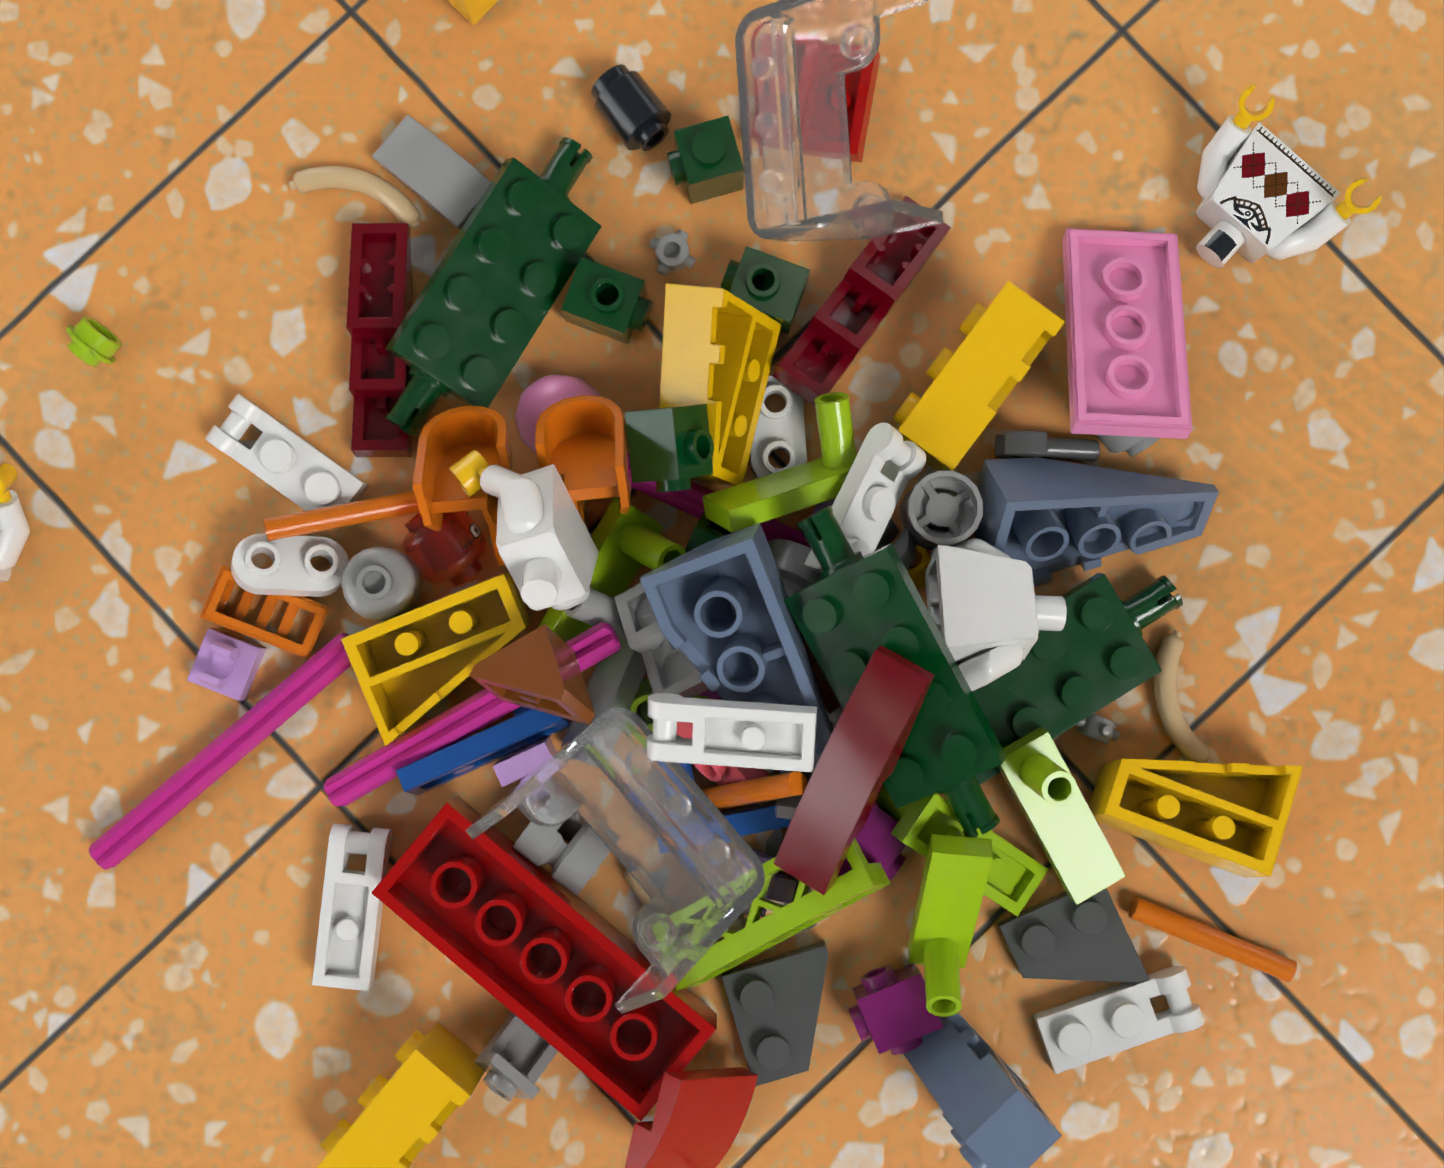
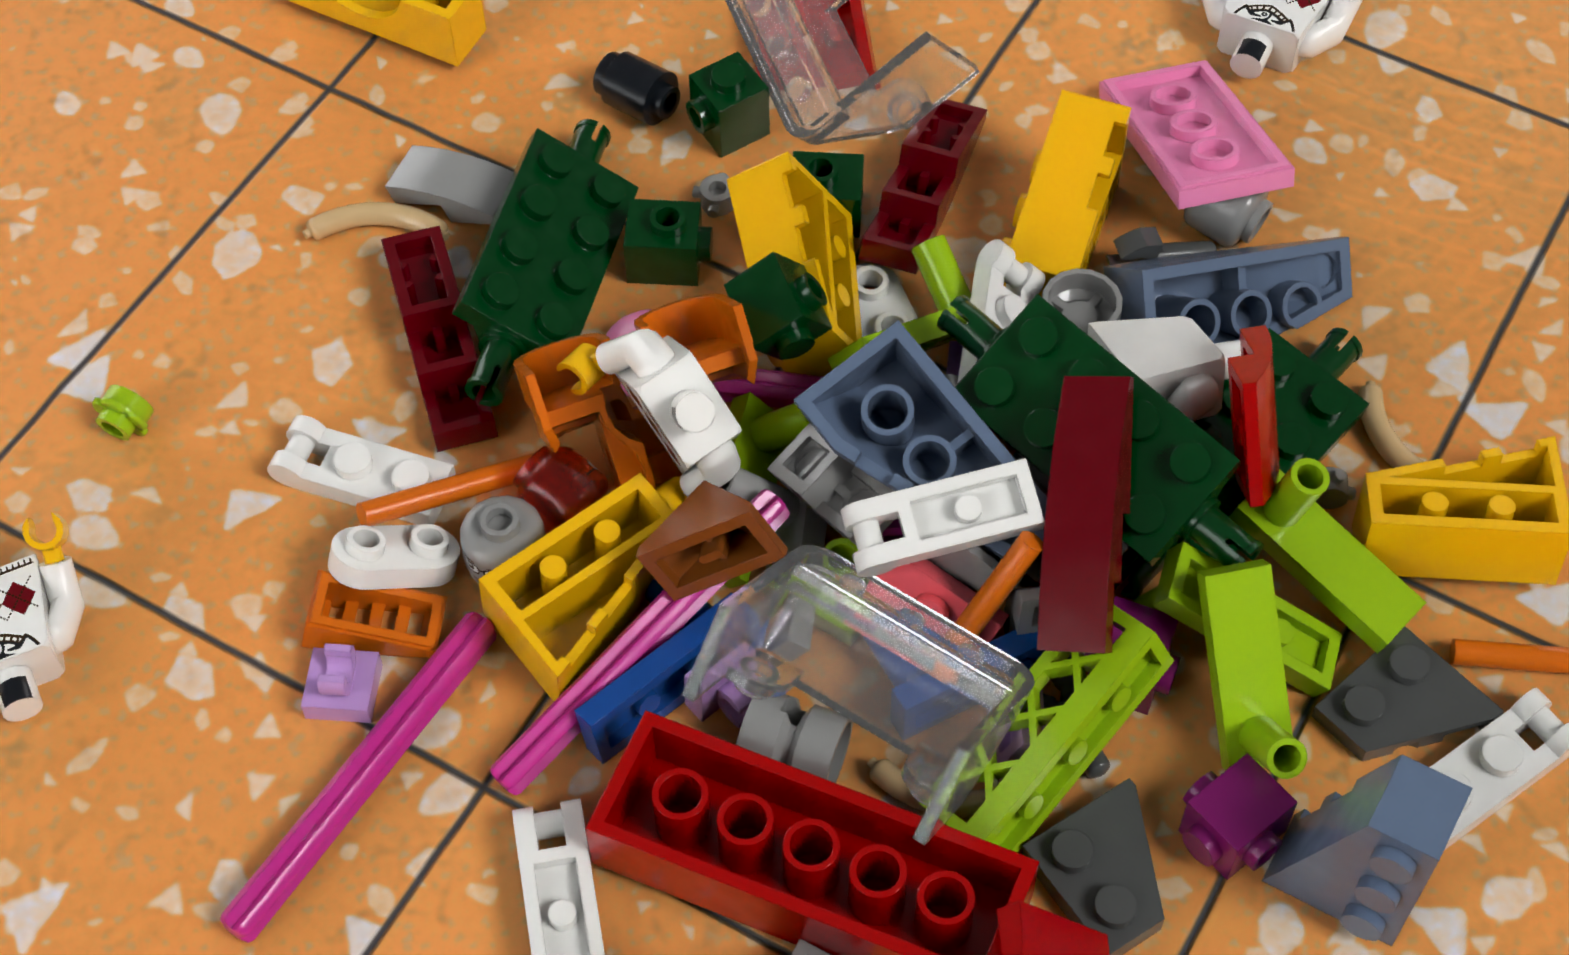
camera: 20 degrees left, 30 degrees down
(1038, 709) = (1254, 415): none -> red slope

